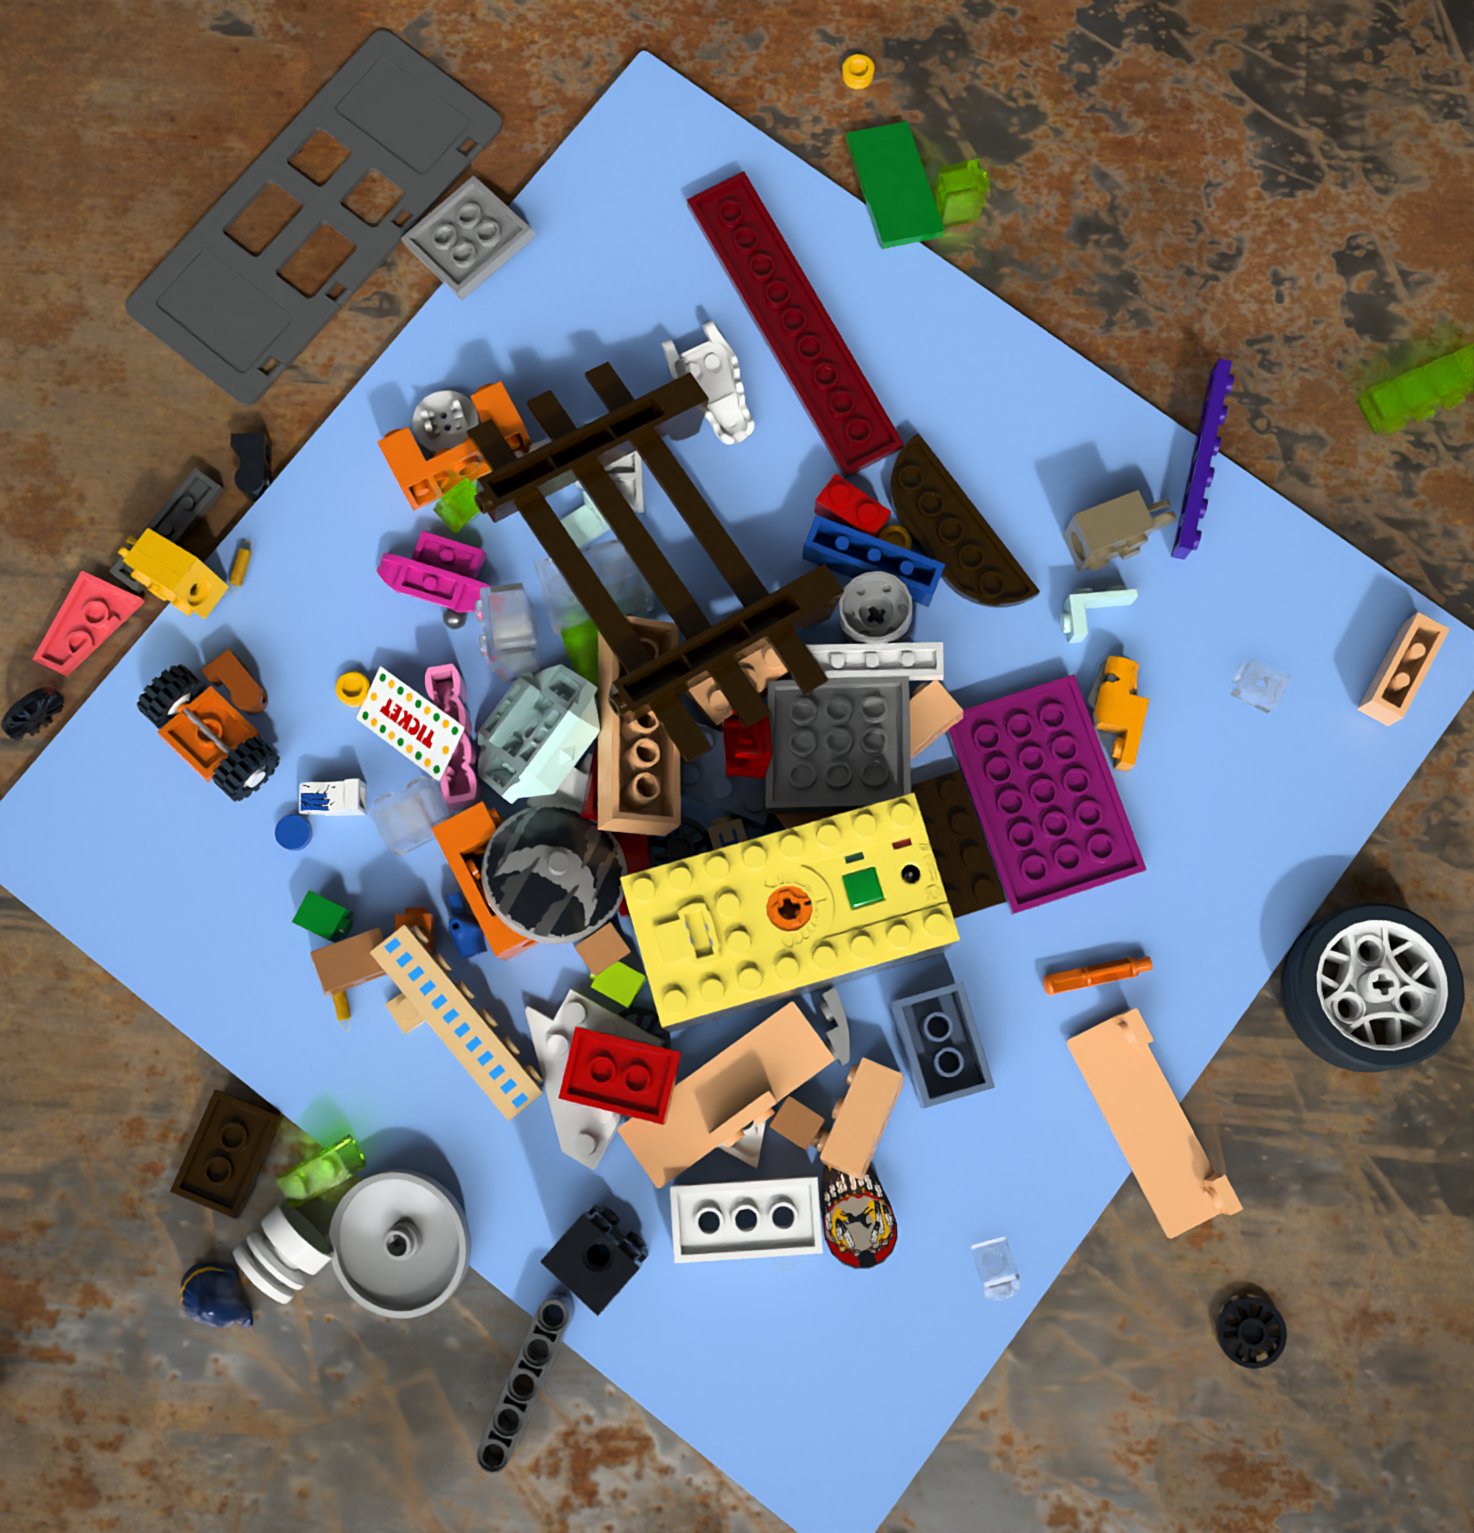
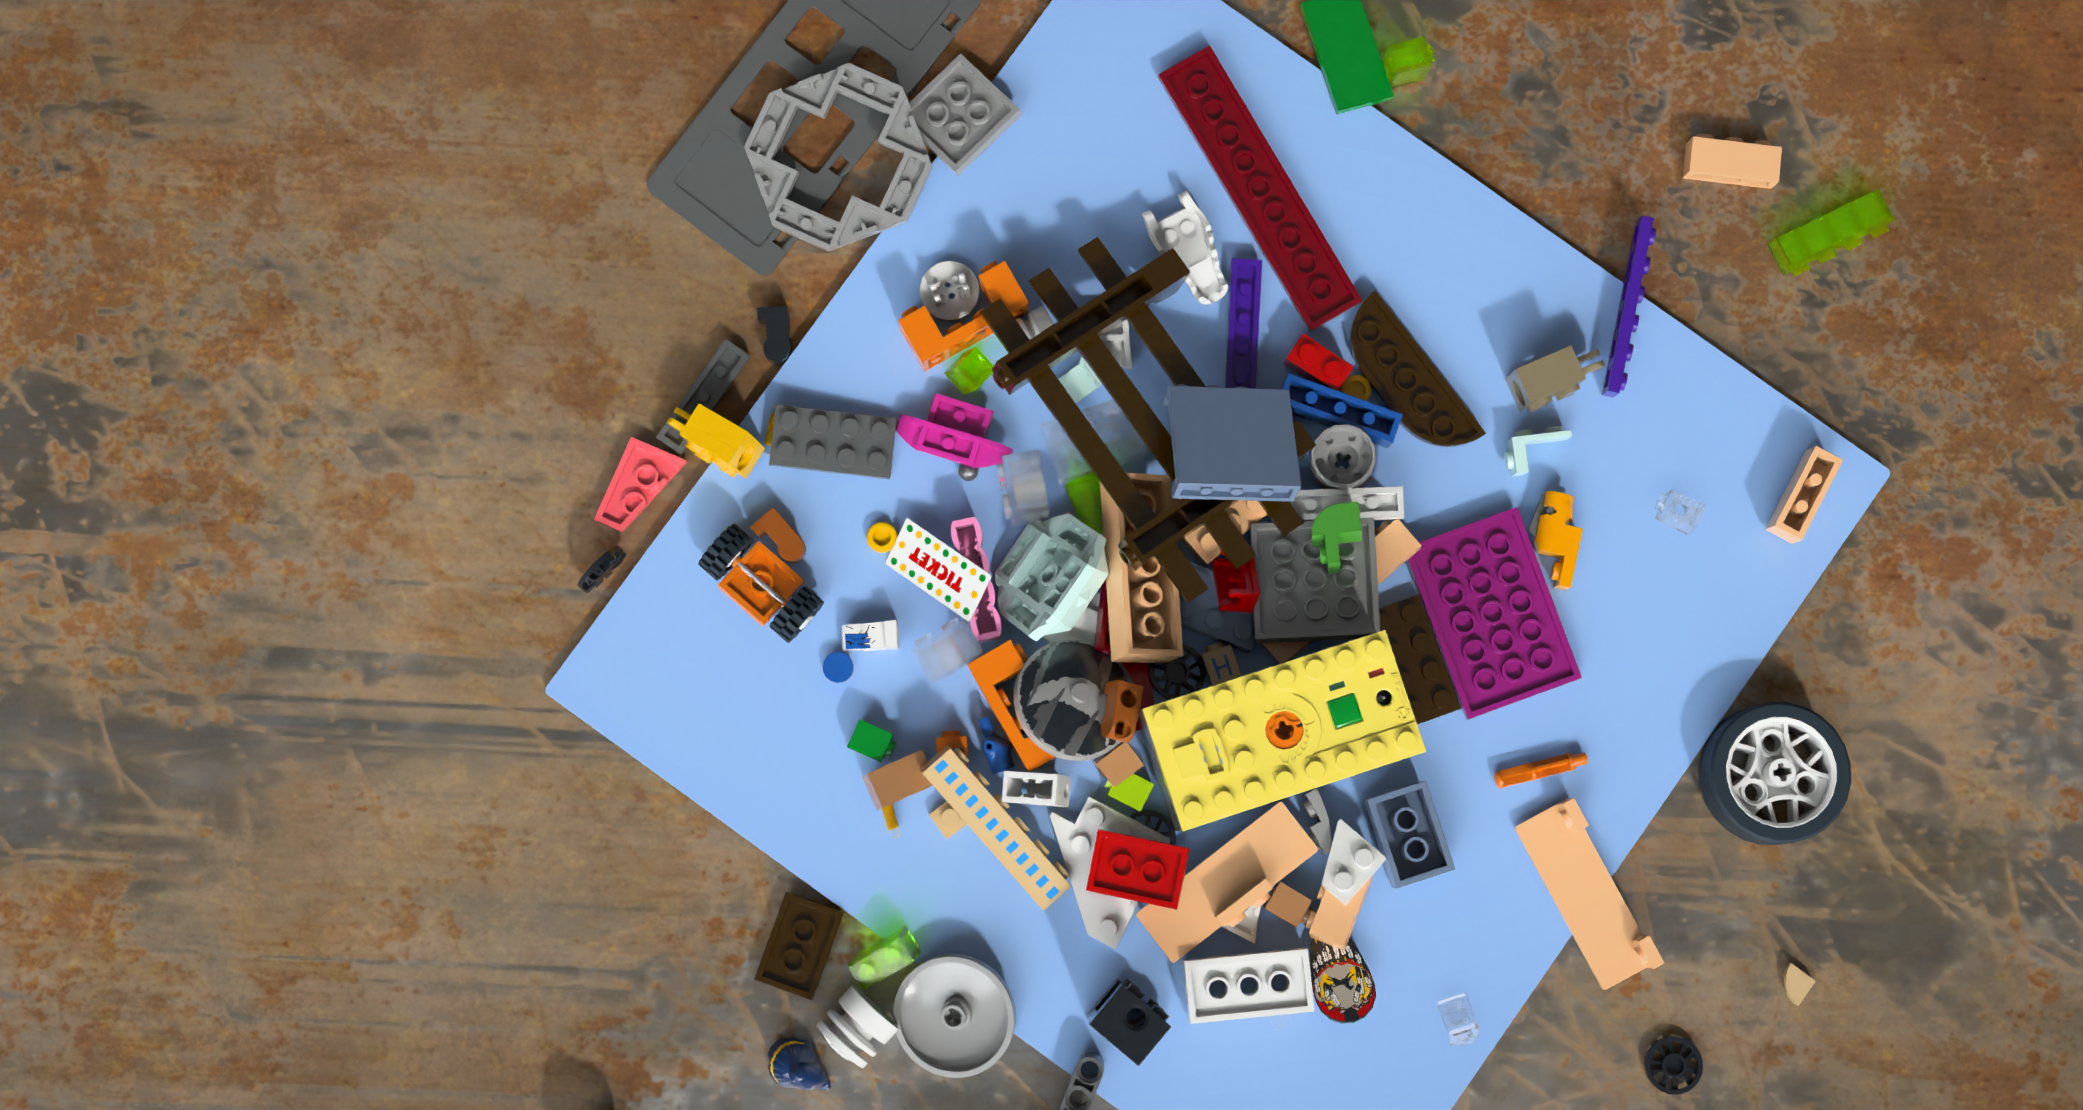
camera: 10 degrees left, 5 degrees up
(303, 581) = (832, 442): none -> dark grey plate
(351, 341) = (816, 97): none -> light grey plate
(518, 976) = (1042, 789): none -> white torso
(603, 884) = (1121, 710): none -> dark orange leg
(746, 584) = (1232, 443): none -> sand blue panel
(768, 488) = (1243, 323): none -> dark purple plate
(861, 683) = (1336, 526): none -> bright green brick
(870, 1076) = (1349, 863): none -> white wing
(1318, 310) = (1732, 161): none -> light nougat brick
(1397, 1238) = (1796, 983): none -> tan tile

